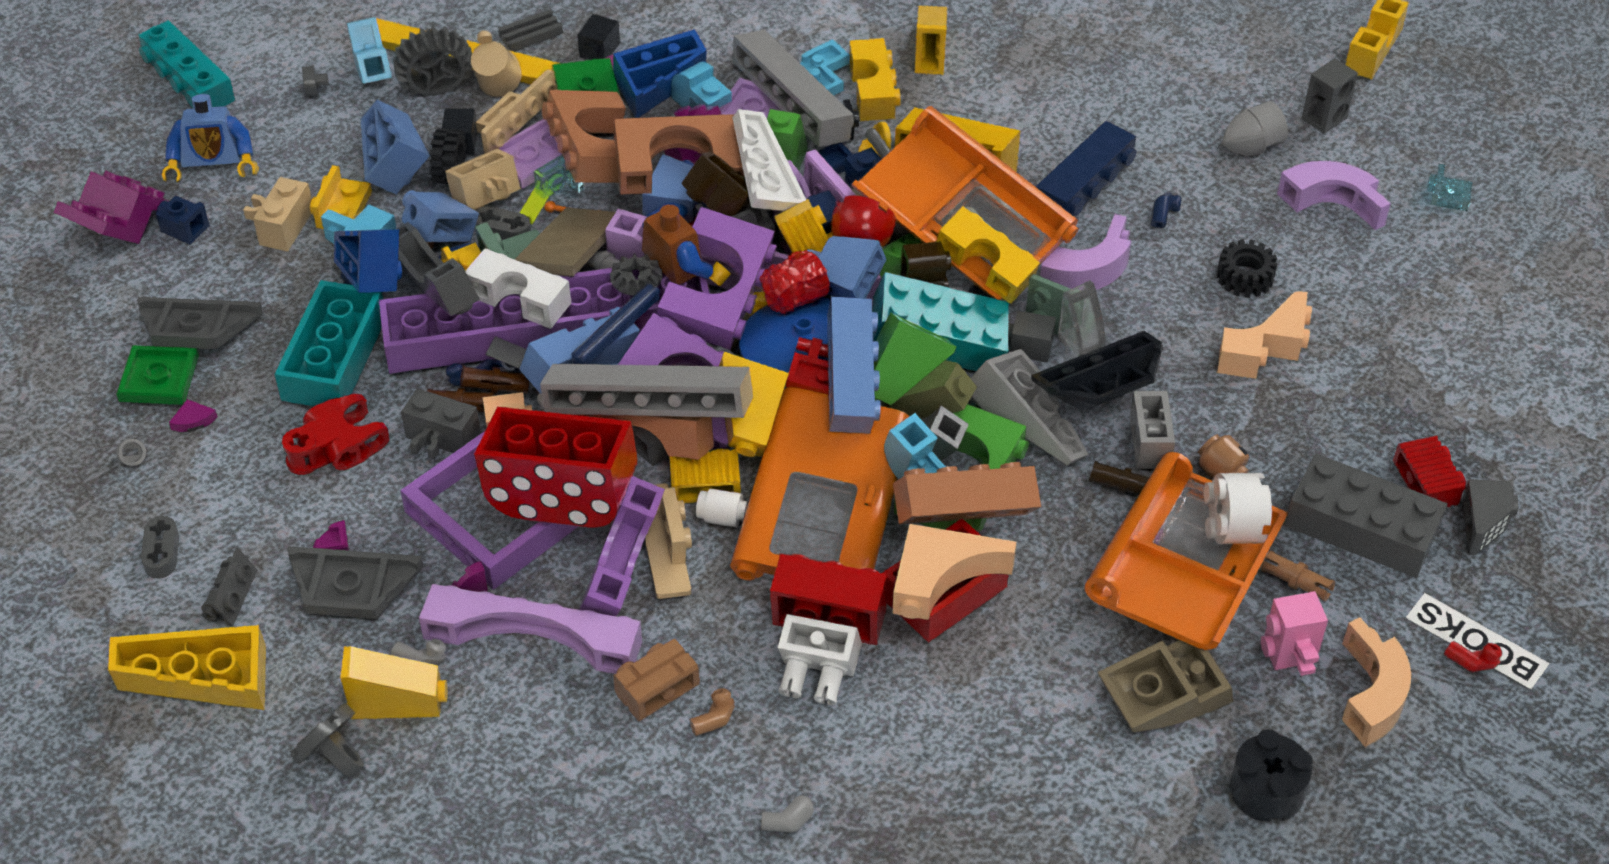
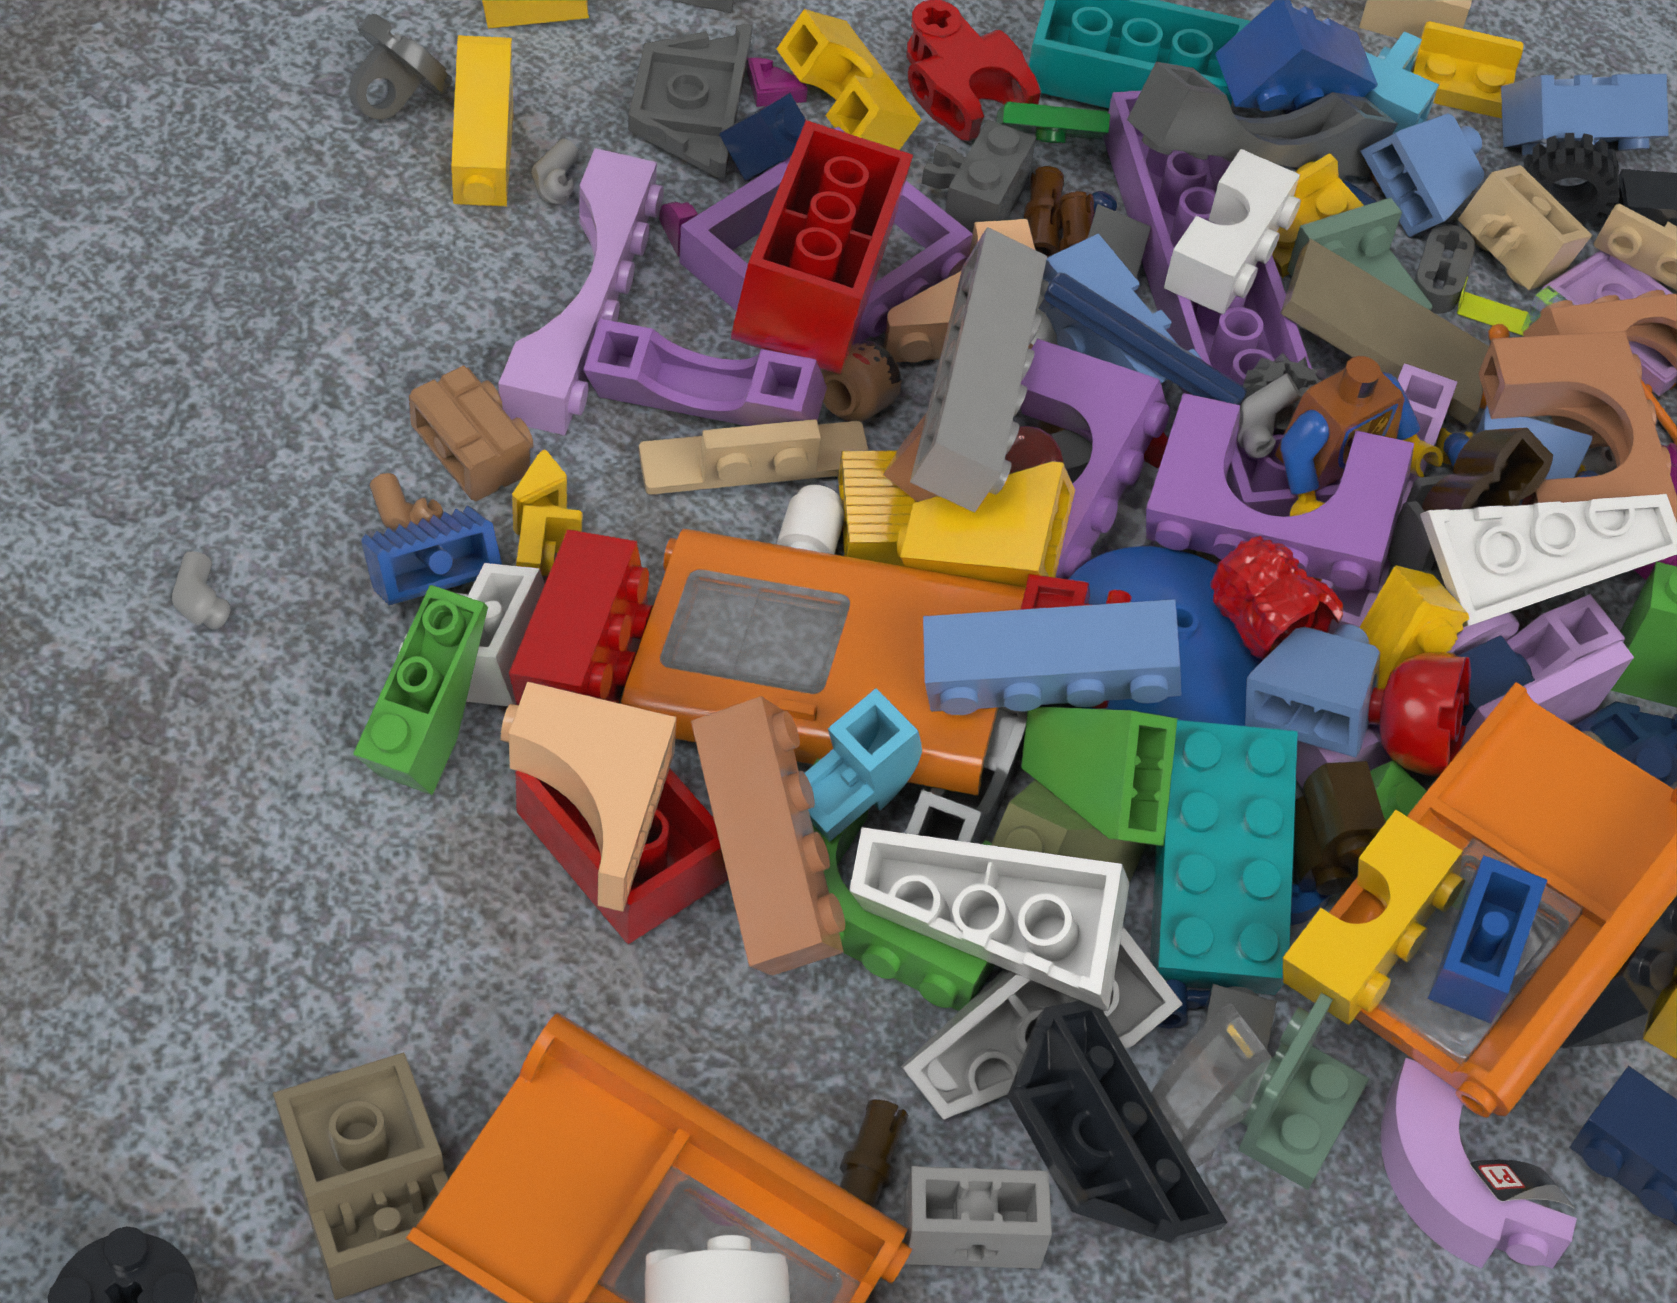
camera: 85 degrees right, 5 degrees up
(331, 497) = (834, 58): none -> yellow arch
(394, 385) = (1054, 123): none -> green plate
(405, 528) = (764, 136): none -> dark blue brick
(656, 274) = (1259, 415): none -> light grey arm
(702, 640) = (541, 486): none -> yellow slope
(745, 639) = (543, 534): none -> yellow bracket
(759, 687) = (433, 553): none -> blue brick
(877, 667) = (425, 693): none -> bright green slope
(1002, 390) = (1009, 906): none -> white wedge
(1004, 207) = (1487, 939): none -> blue brick
(1096, 235) = (1518, 1181): none -> sticker

